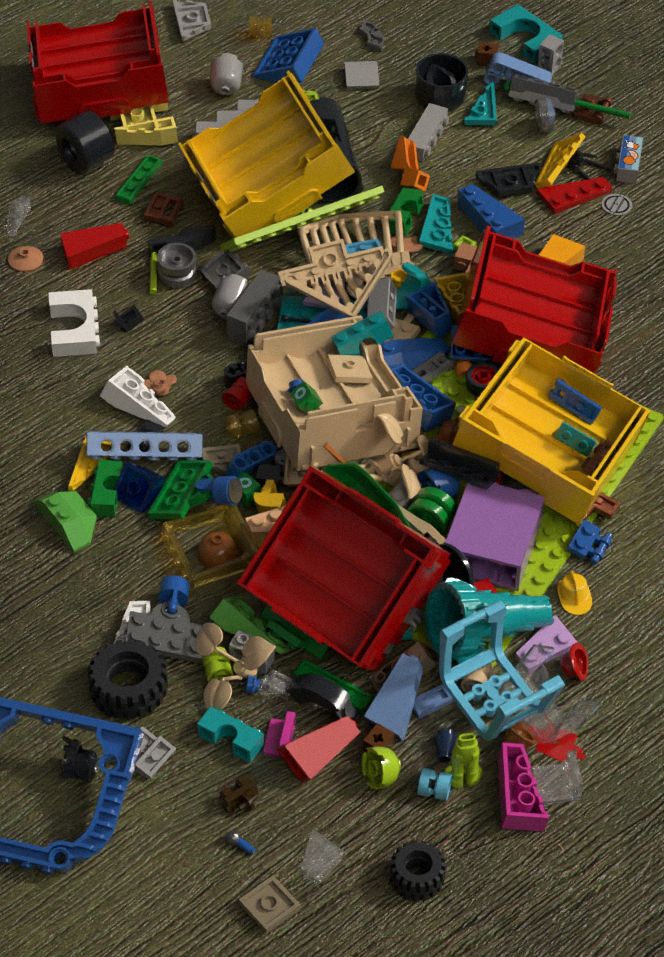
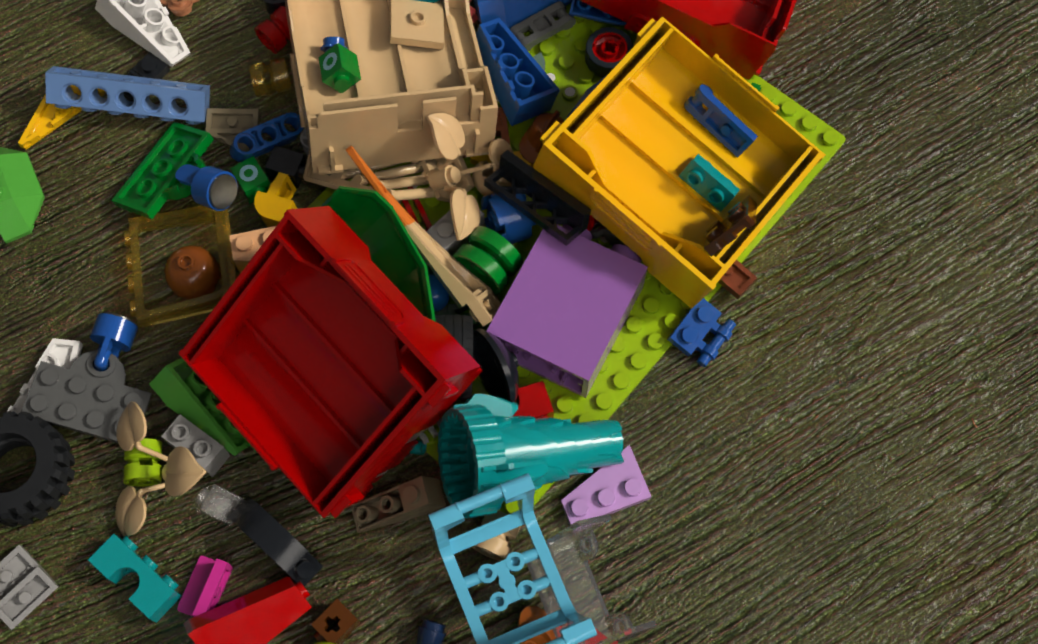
camera: 10 degrees right, 20 degrees up
(105, 501) = (71, 133): green arch -> none
(138, 486) = (110, 156): clear blue slope -> none
(252, 684) = (186, 500): blue plate -> none
(359, 698) = (298, 515): green tile -> none
(397, 697) = (372, 562): medium blue slope -> none
(431, 701) = (420, 563): medium blue tile -> none
(462, 367) = (585, 28): orange piece -> none
(574, 594) = (664, 413): yellow piece -> none
(575, 662) = (640, 534): red hat -> none

